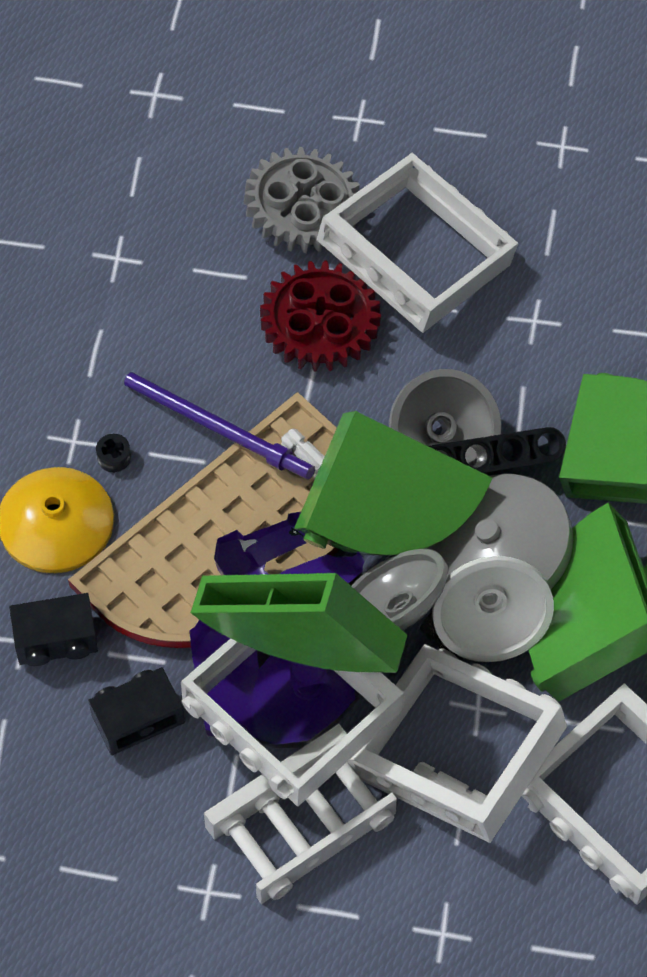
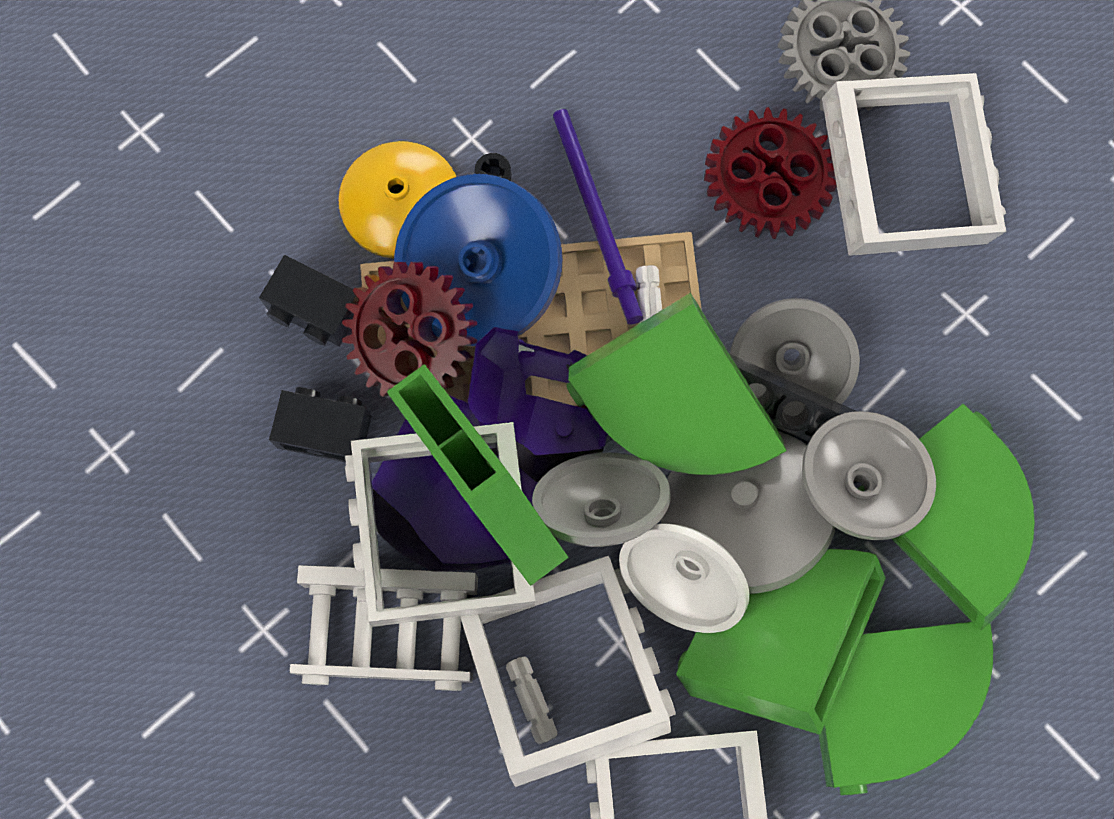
camera: 40 degrees right, 15 degrees up
(153, 555) = (428, 300): none -> dark red gear
(161, 507) = (494, 246): none -> blue dish
(560, 455) = (882, 458): none -> light grey dish

